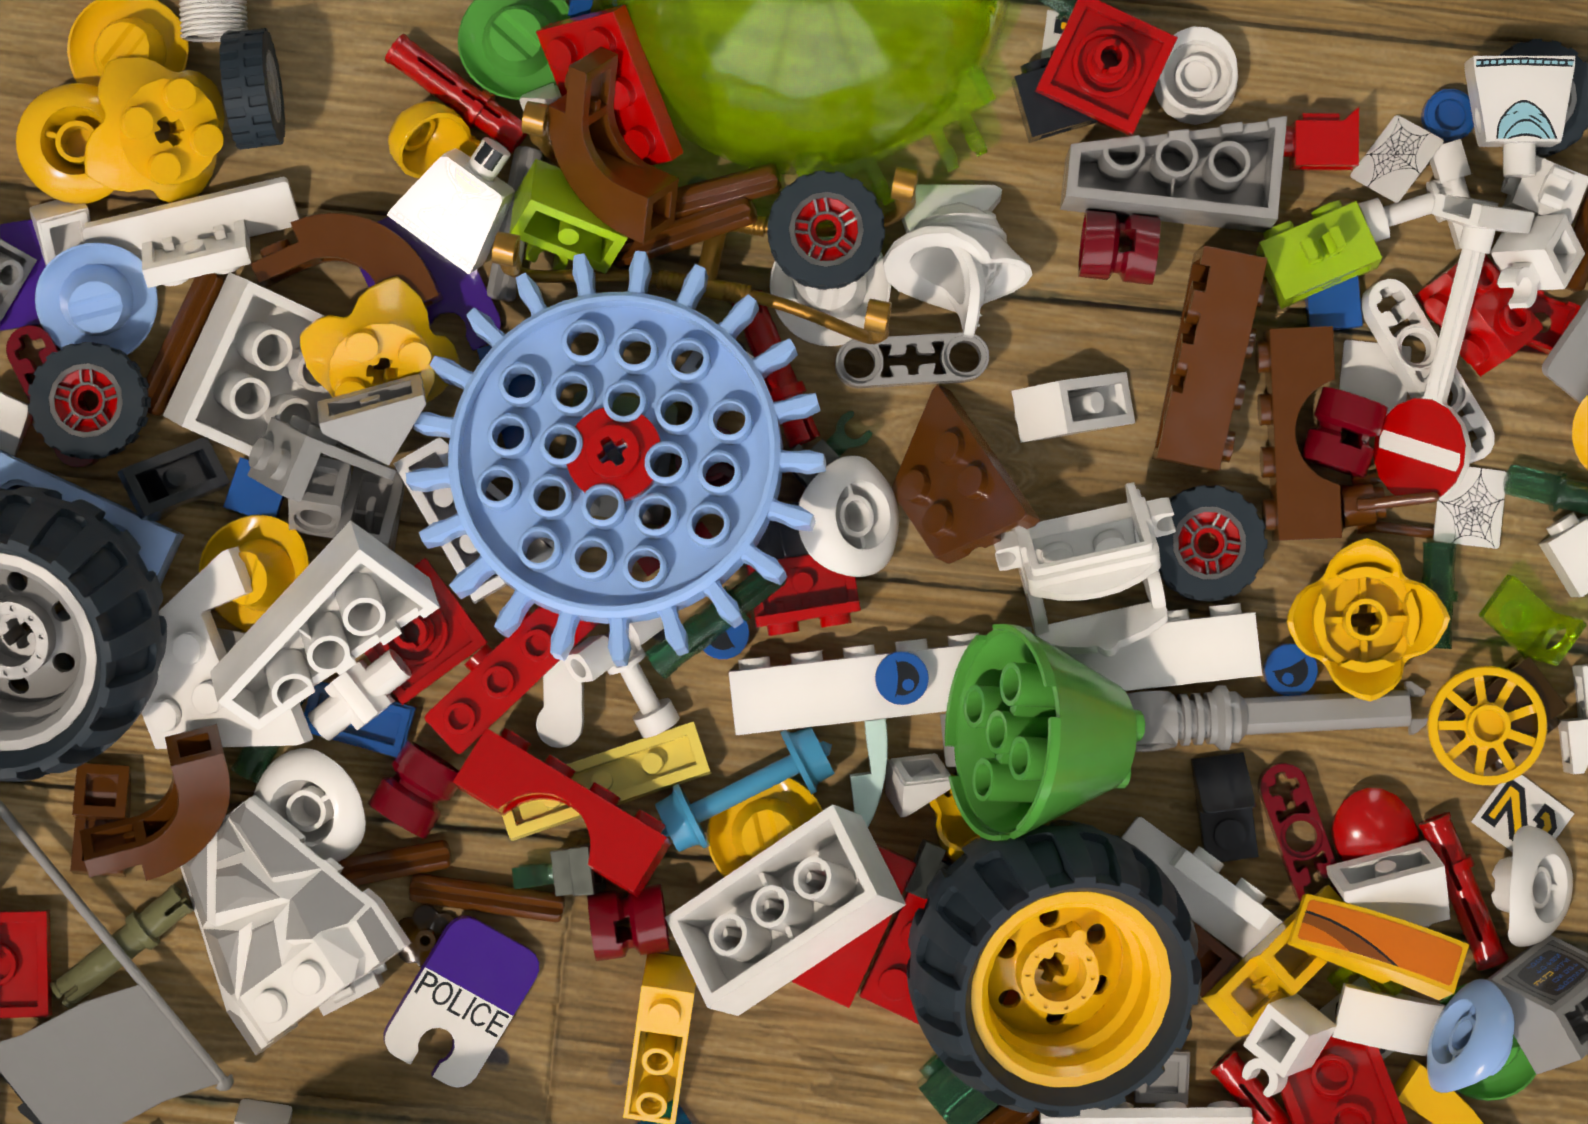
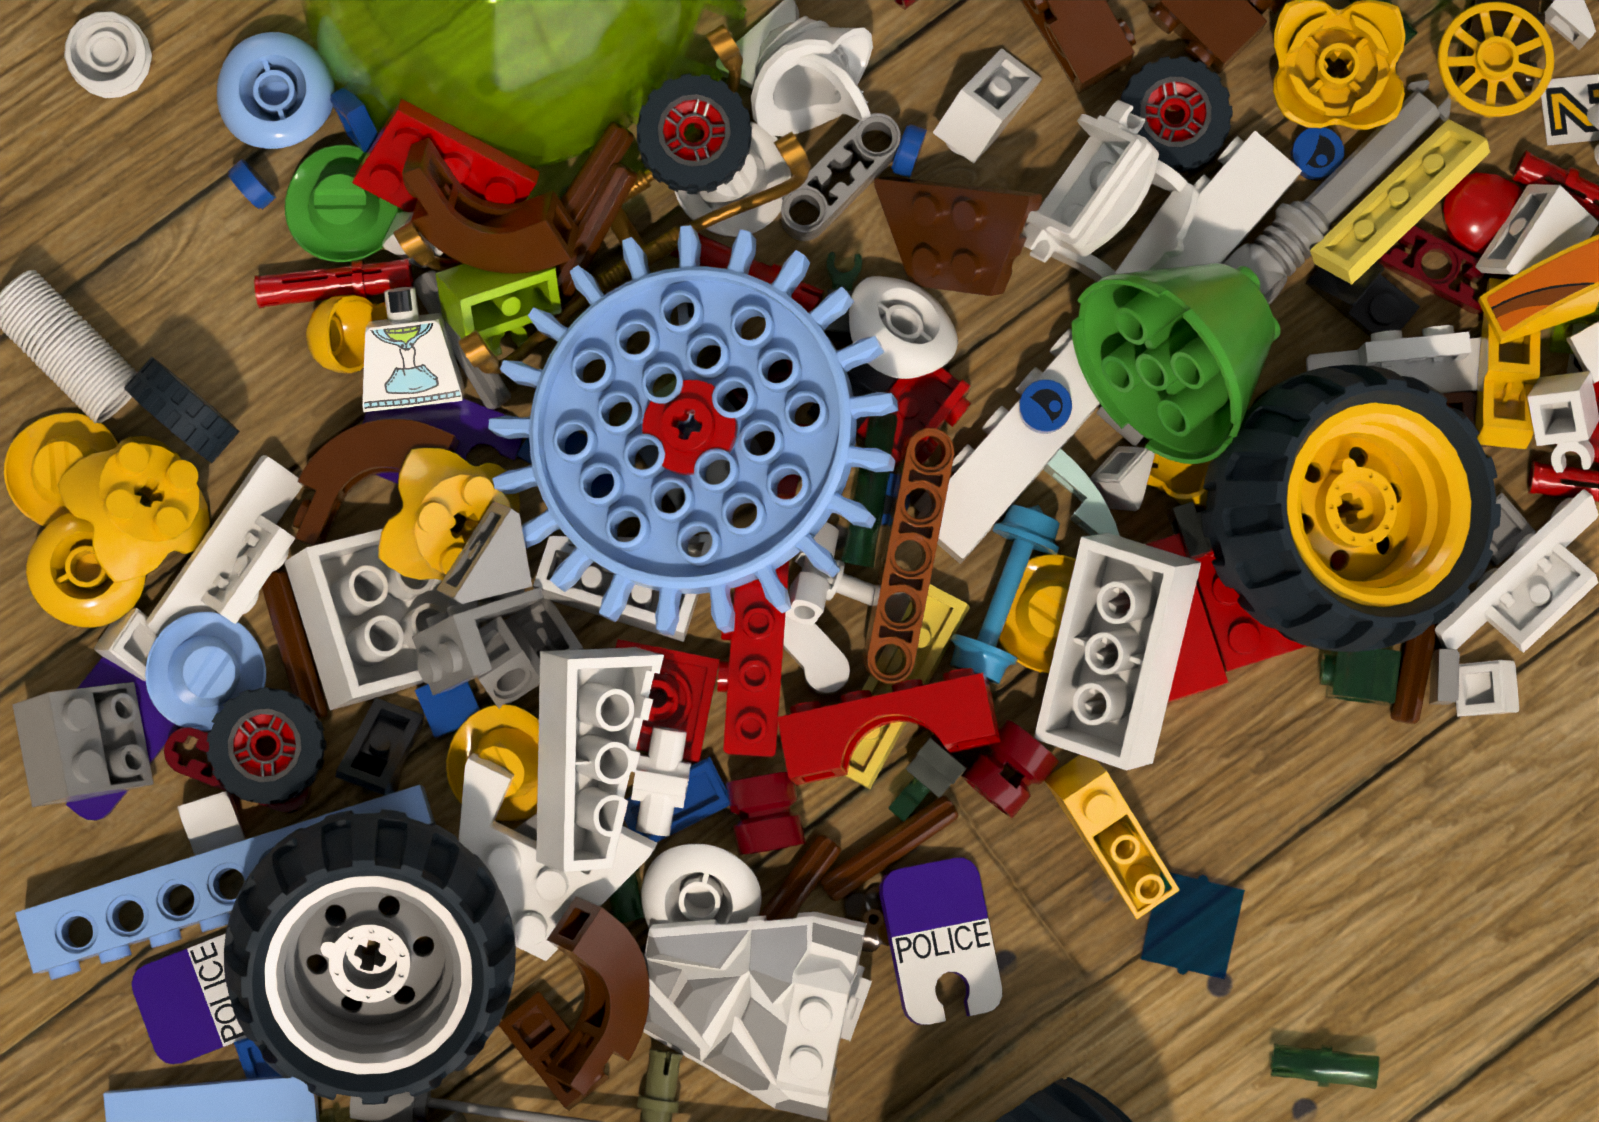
camera: 45 degrees left, 5 degrees down
(679, 718) = (917, 580): none -> dark orange beam
(981, 387) = (908, 150): none -> blue tile
(1315, 765) = (1400, 201): none -> light yellow plate

